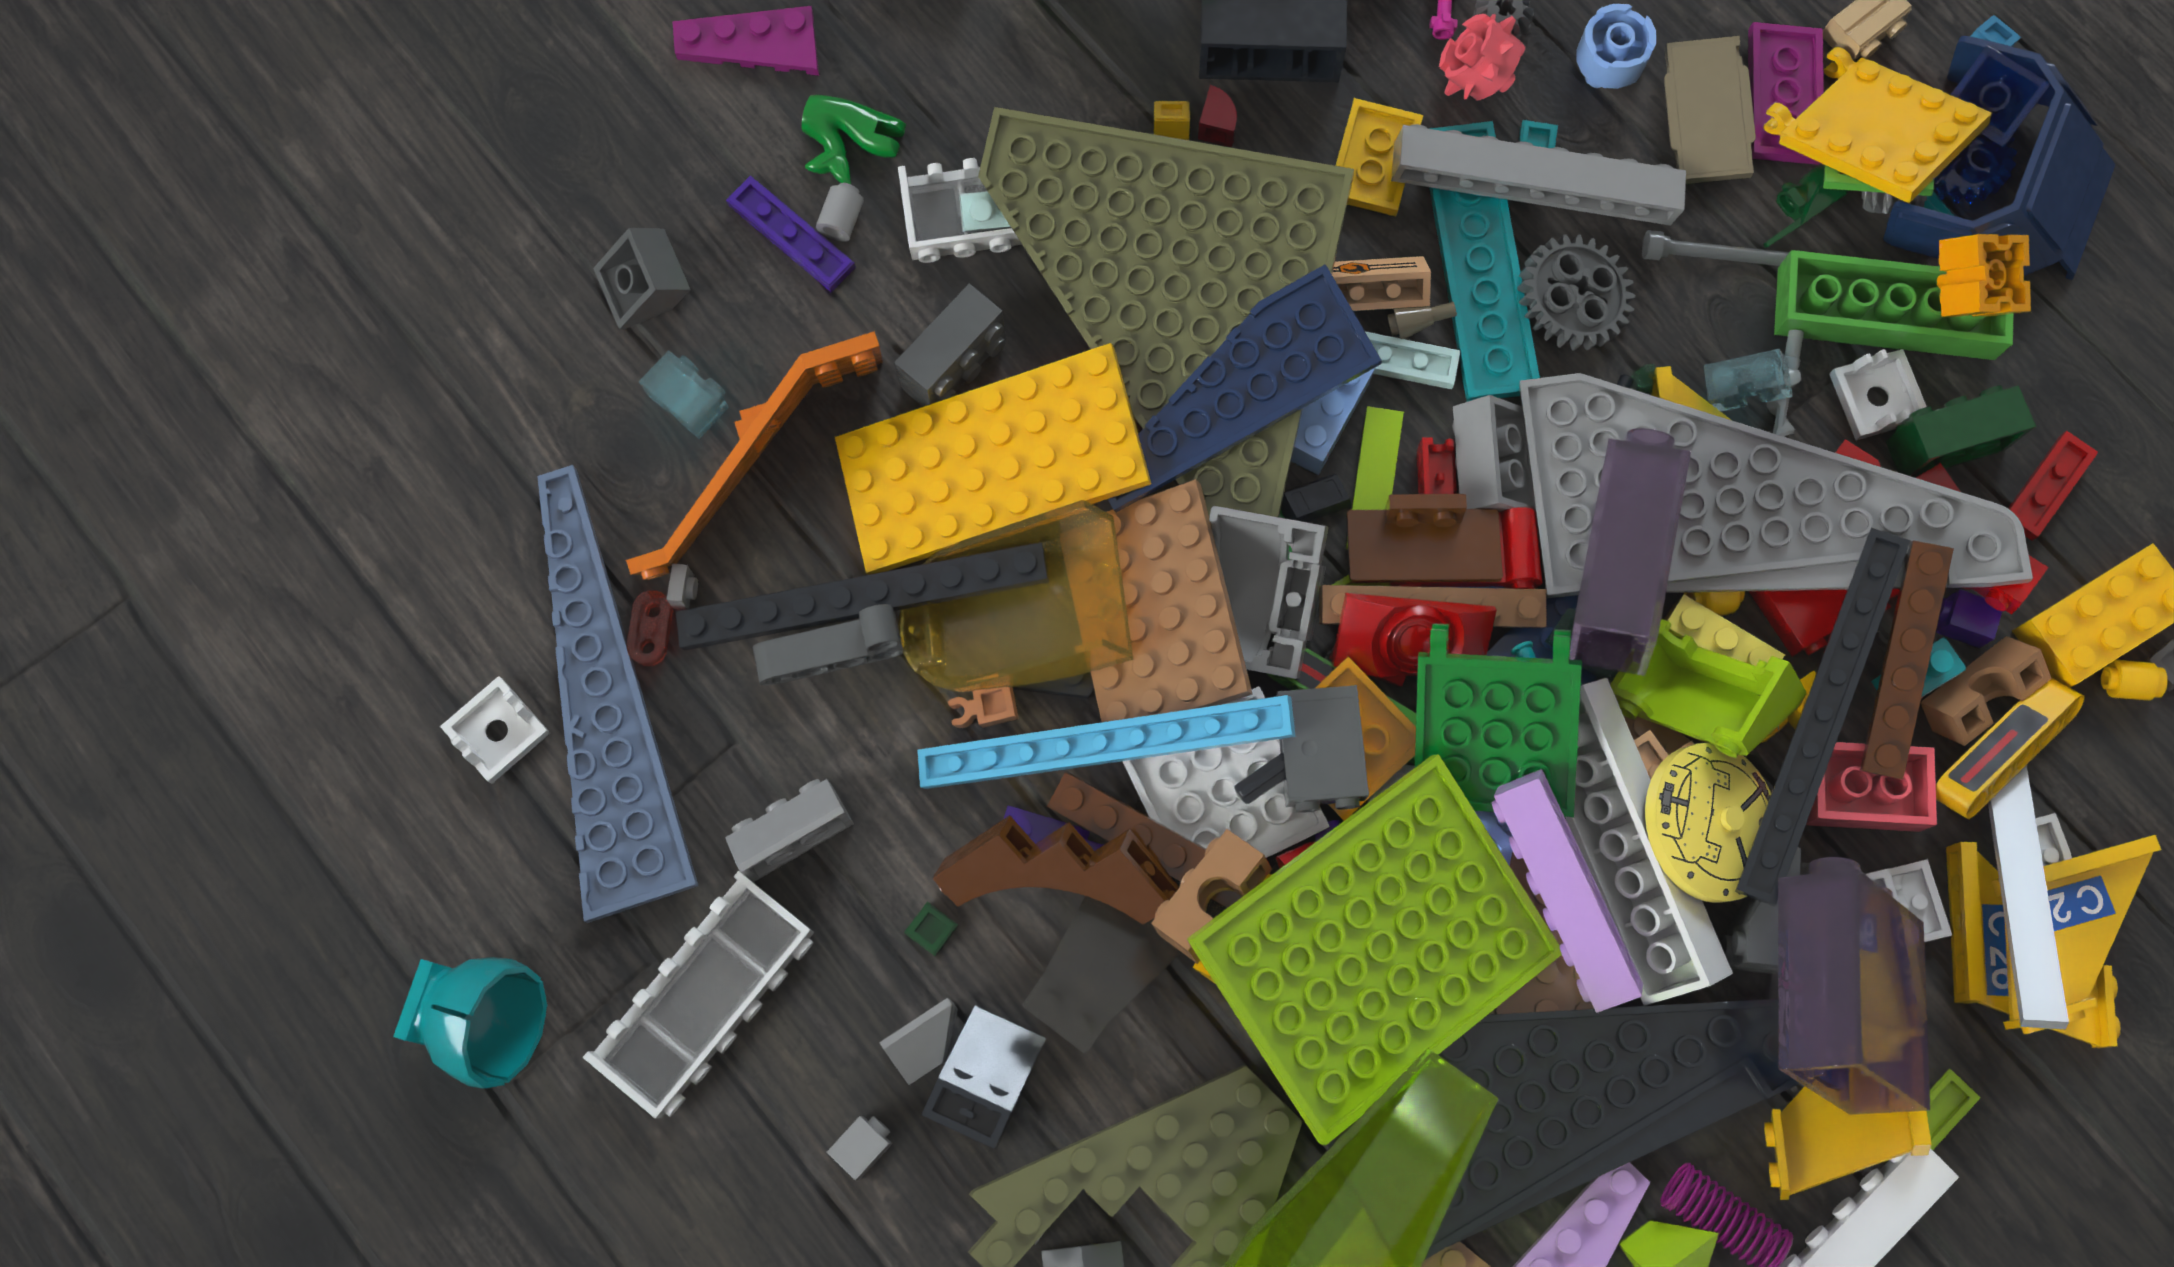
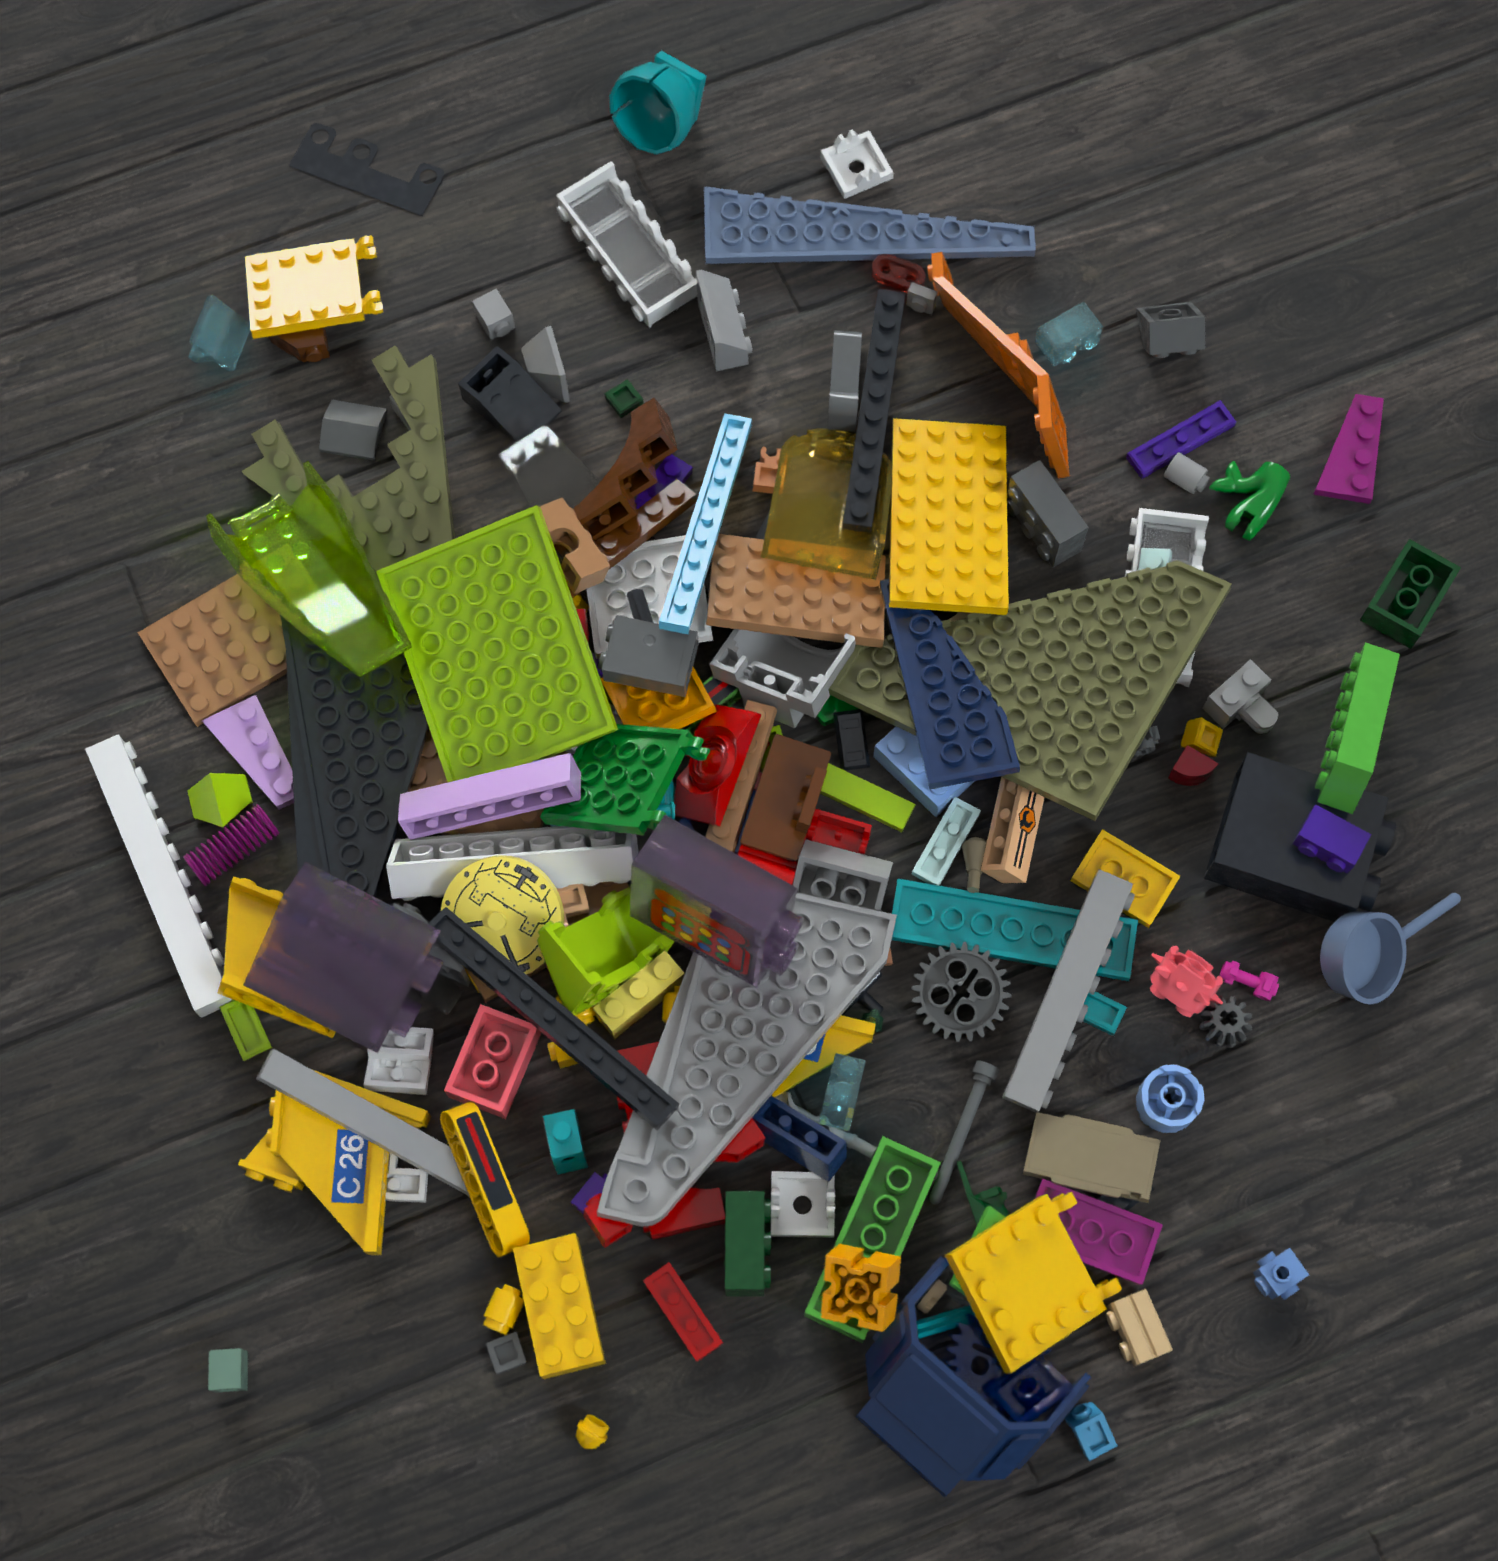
camera: 105 degrees right, 5 degrees down
(1116, 84) = (1242, 699): none -> light grey brick
(1822, 399) = (801, 1138): none -> dark blue brick
(1906, 659) = (572, 1101): reddish brown plate -> none
(2006, 669) = (531, 1159): medium nougat arch -> none

